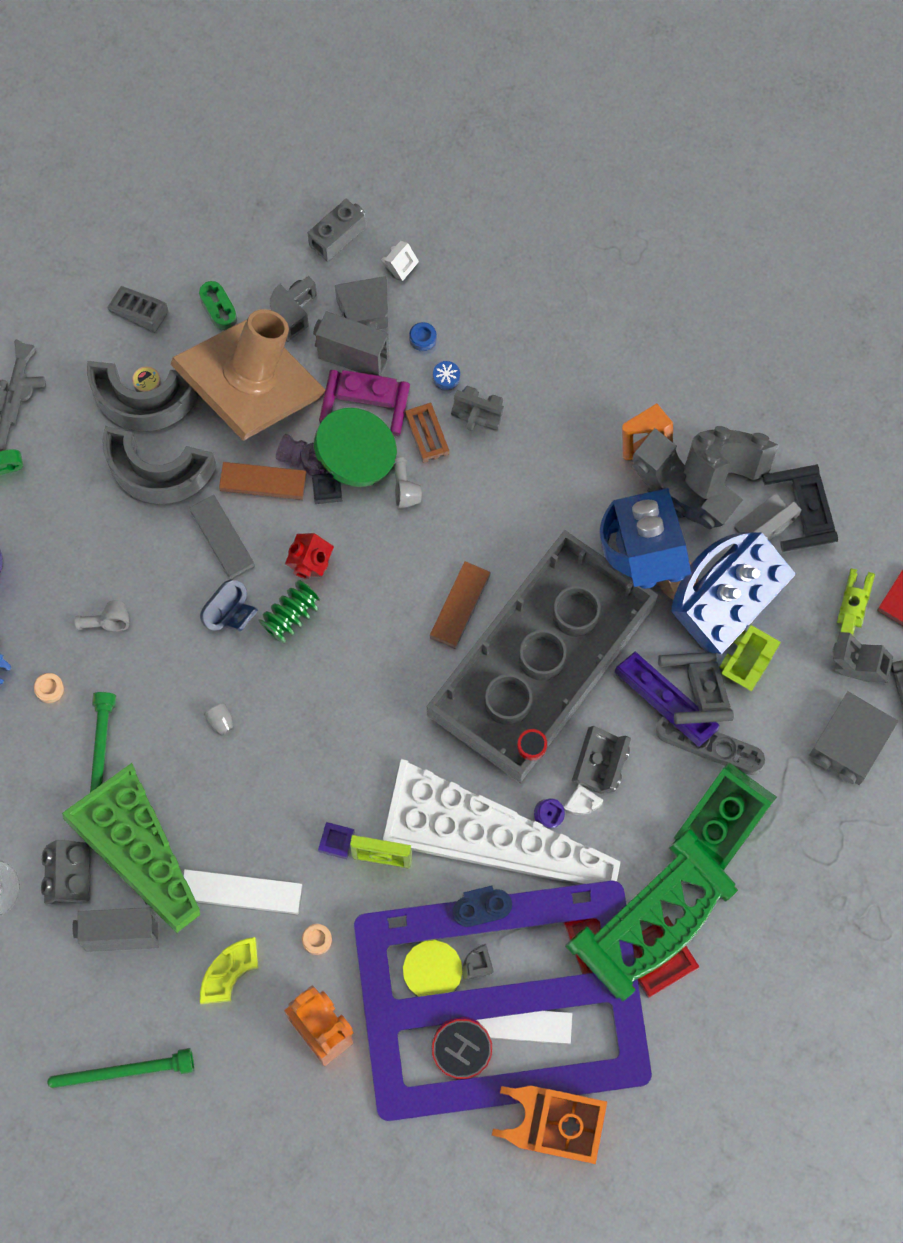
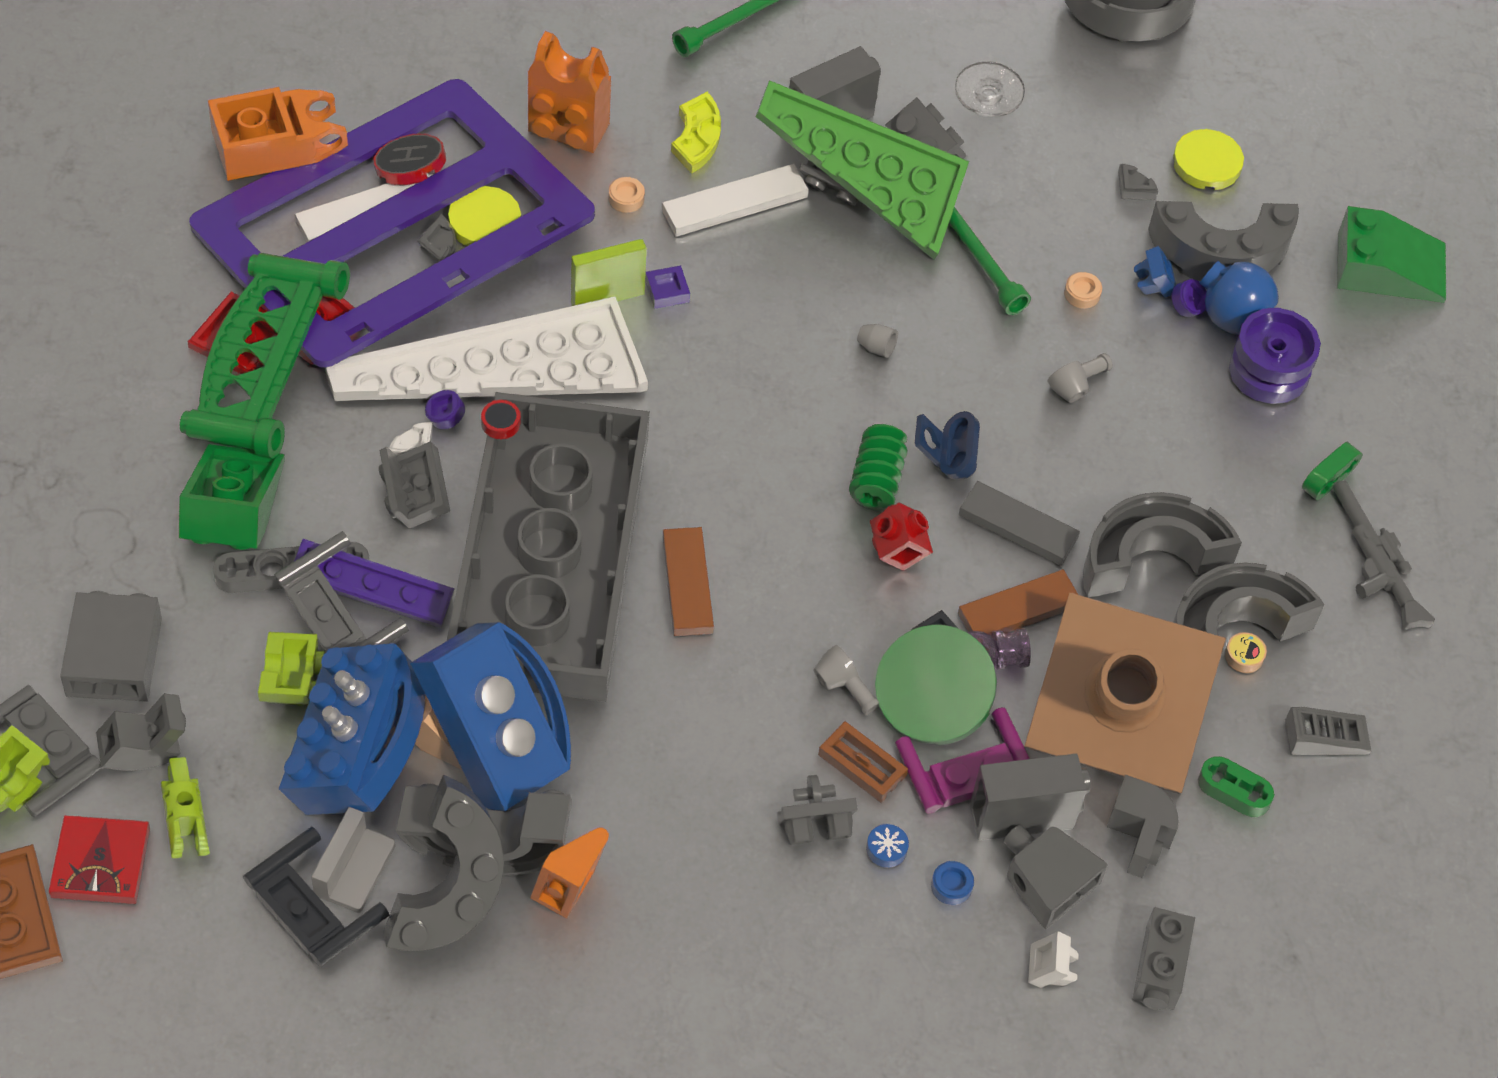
camera: 145 degrees right, 15 degrees down
(482, 906) = (464, 275): dark blue bracket -> none

